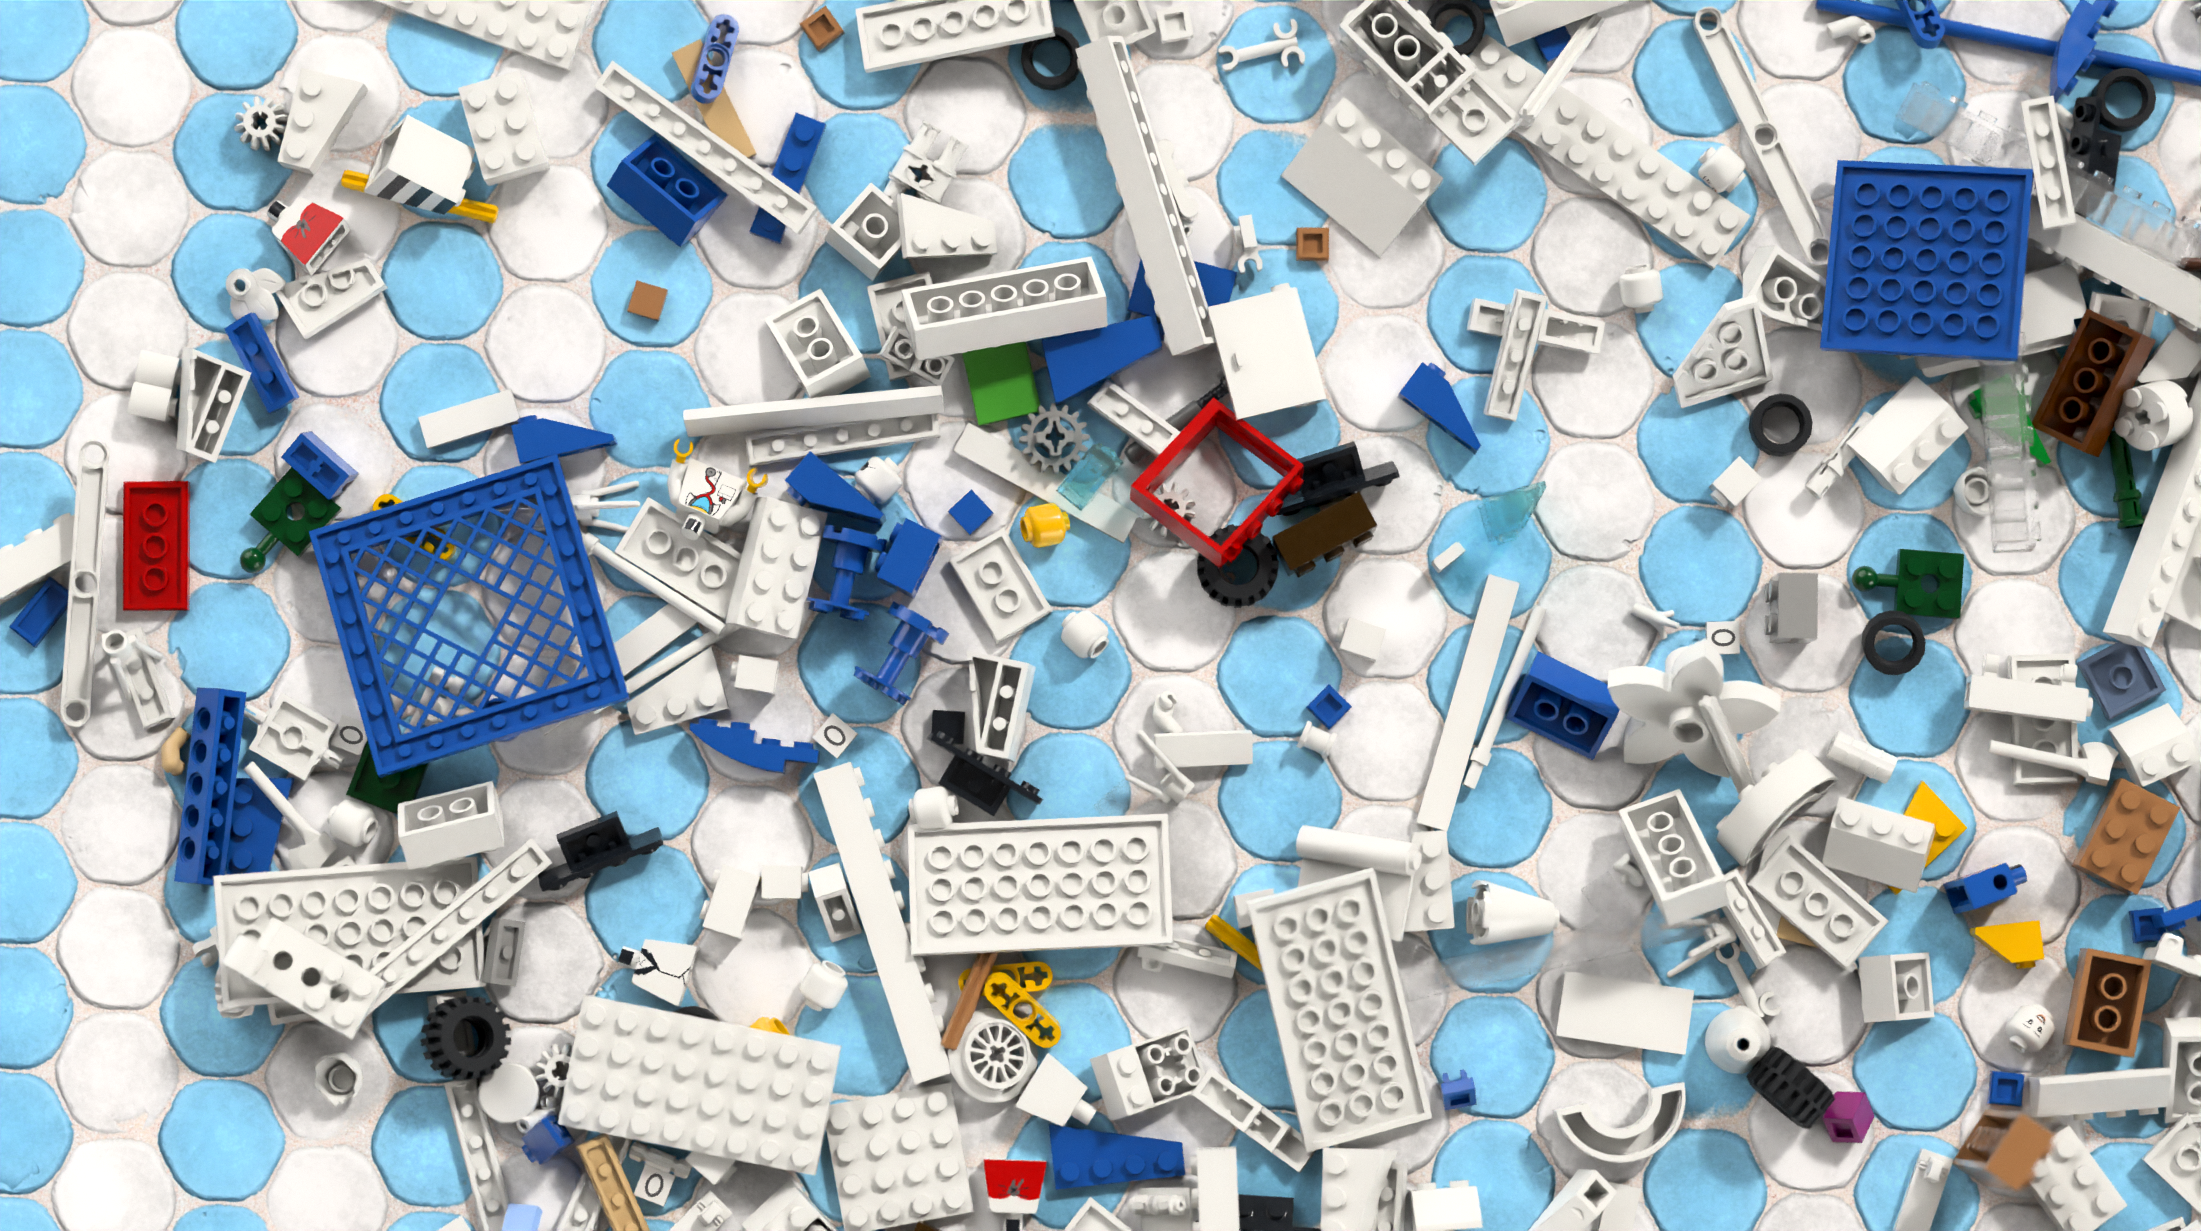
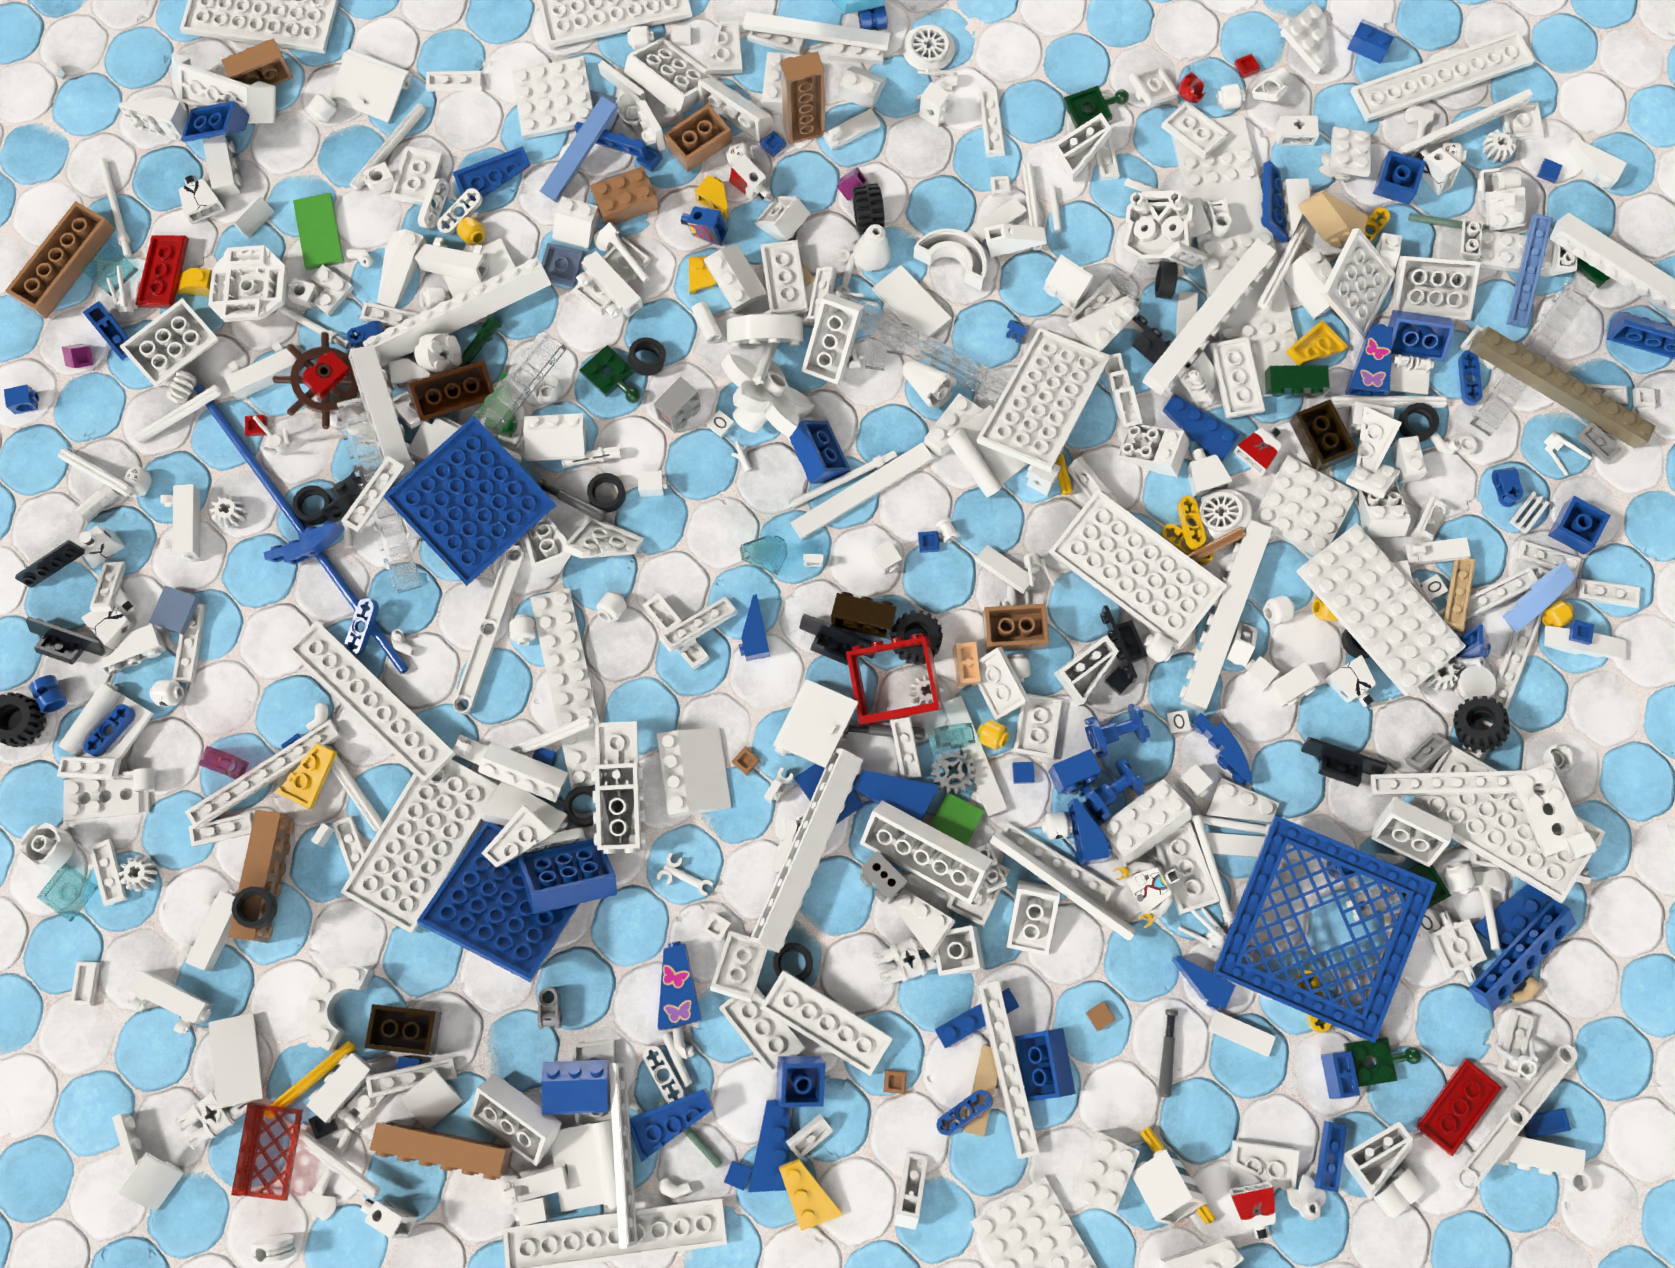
camera: 140 degrees left, 10 degrees down
(452, 776) = (1392, 859): none -> white arm
(527, 310) = (1167, 1060): none -> dark grey piece
(1029, 238) = (882, 878): none -> light grey piece
(1089, 592) = (1000, 684): none -> white plate
(1127, 680) = (1015, 627): none -> medium nougat brick
(1148, 585) = (966, 664): none -> light nougat hinge
(1810, 378) = (577, 503): none -> dark grey piece
(1999, 1000) = (748, 179): none -> white torso

